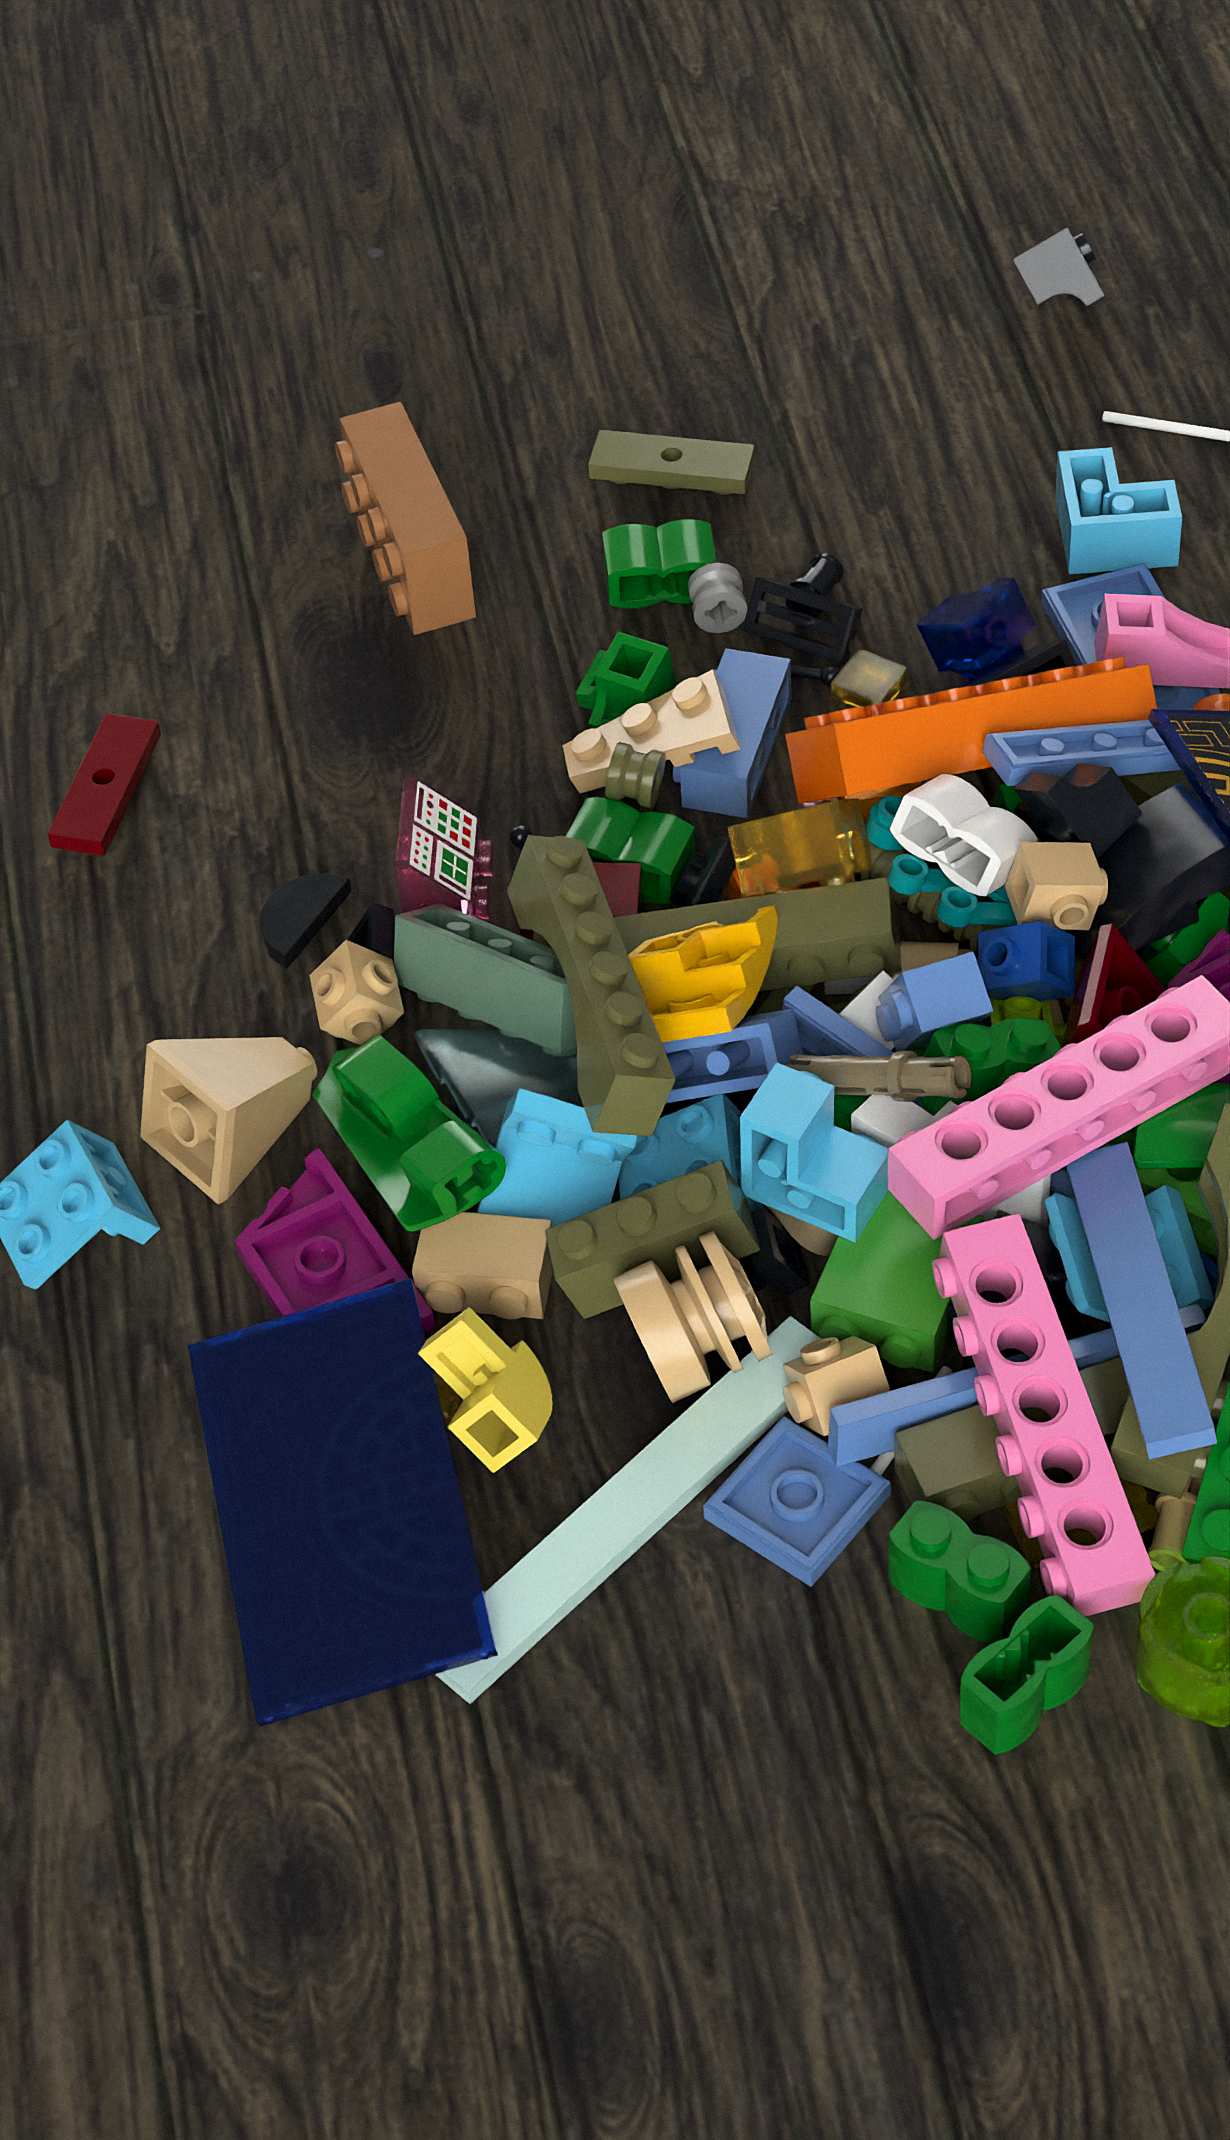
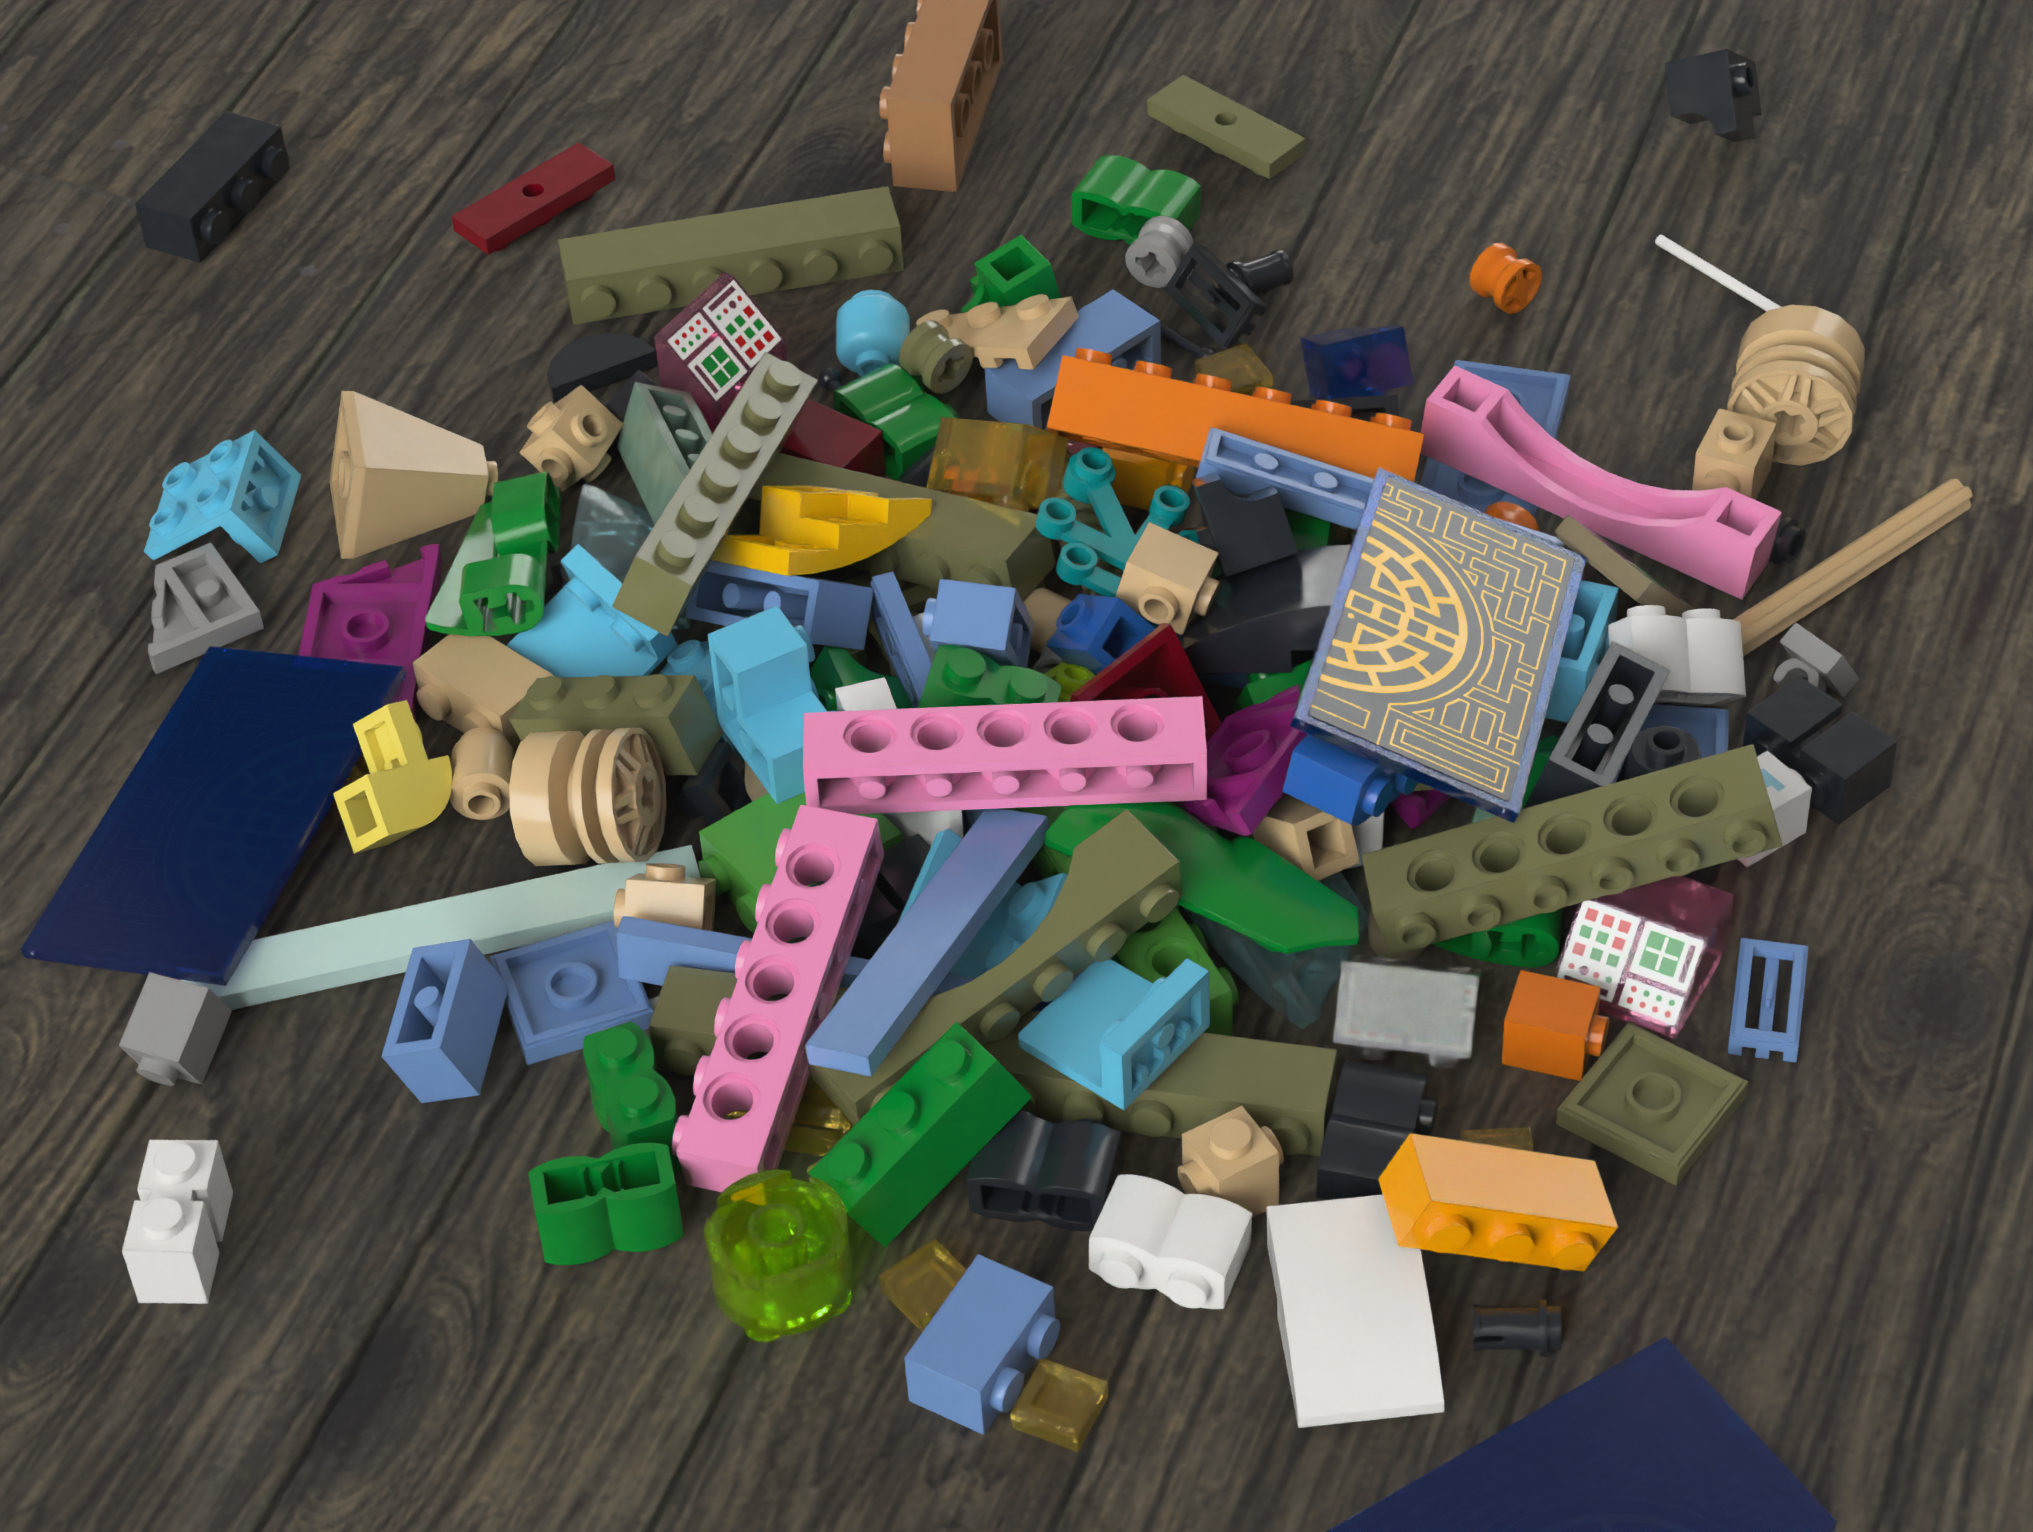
camera: 30 degrees right, 5 degrees down
(136, 1313) = (197, 608): none -> light grey wing
(339, 761) = (760, 246): none -> olive brick
(493, 1721) = (174, 1030): none -> light grey brick
(536, 778) = (870, 331): none -> medium azure head
(553, 1338) = (481, 774): none -> tan brick
(671, 1911) = (178, 1221): none -> white piece
(737, 1584) = (445, 1021): none -> medium blue brick
(899, 1075) = (883, 667): dark tan pin -> none
(959, 830) = (1118, 494): white brick -> none
(1024, 500) = (1505, 278): none -> orange wheel
(1114, 523) = (1561, 322): medium azure brick -> none

